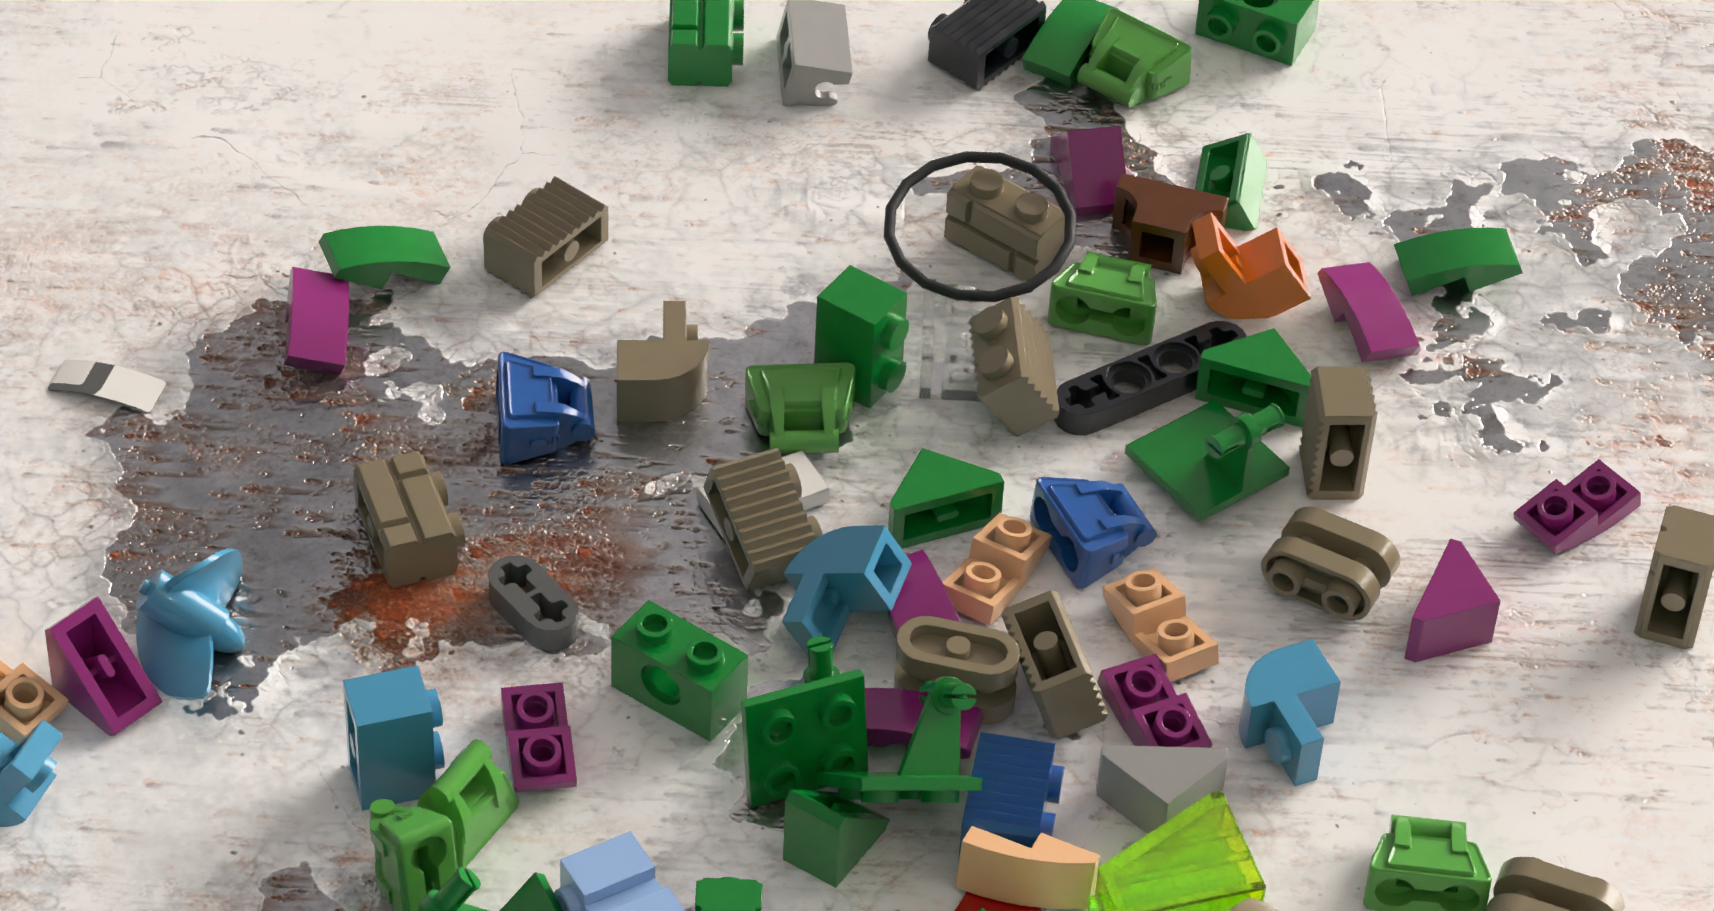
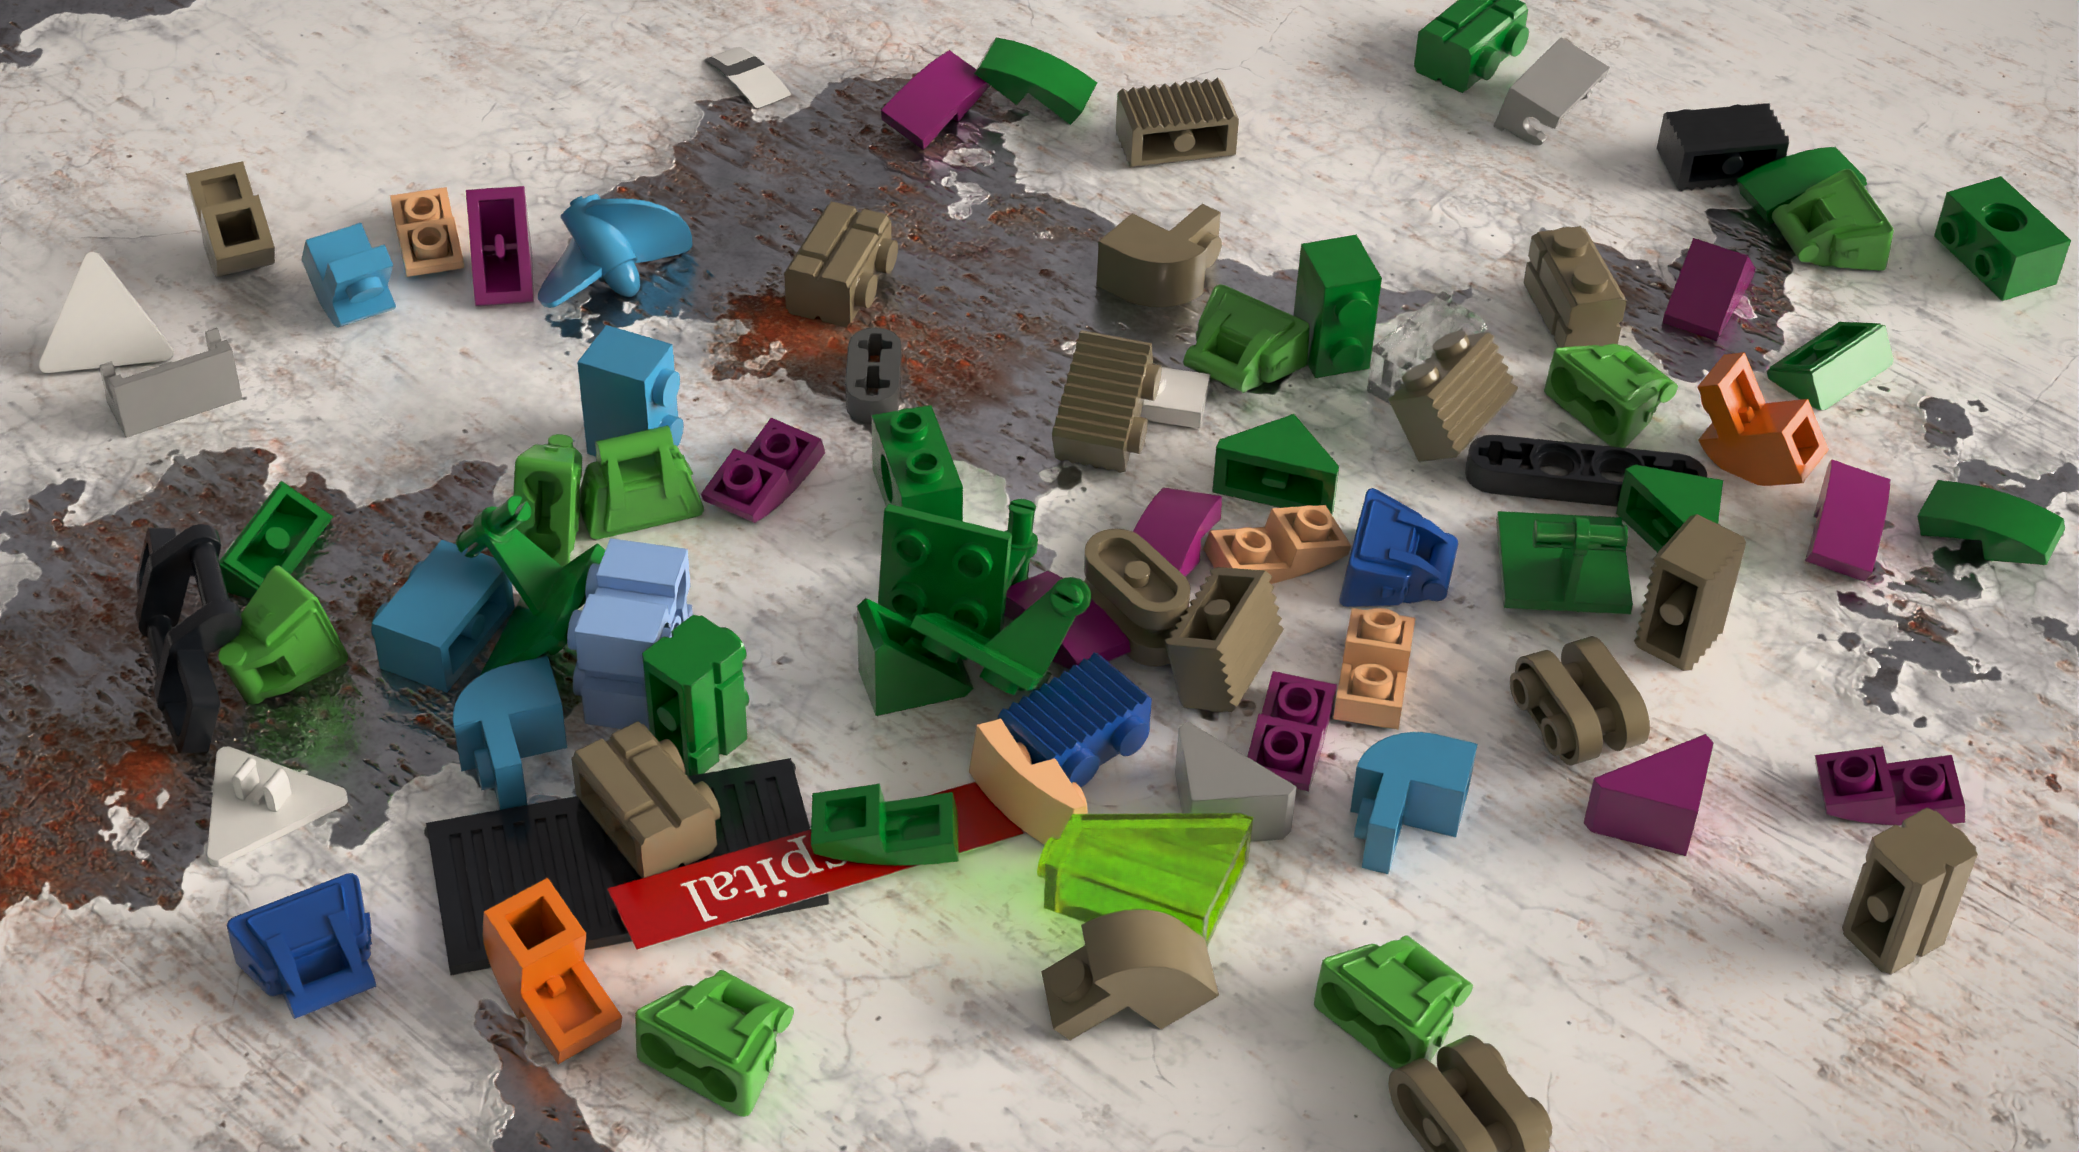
camera: 40 degrees right, 0 degrees up
(539, 408) = (1029, 238): blue piece -> none
(842, 574) = (1110, 475): dark azure brick -> none
(980, 295) = (1533, 334): black piece -> none
(1161, 218) = (1723, 331): reddish brown brick -> none

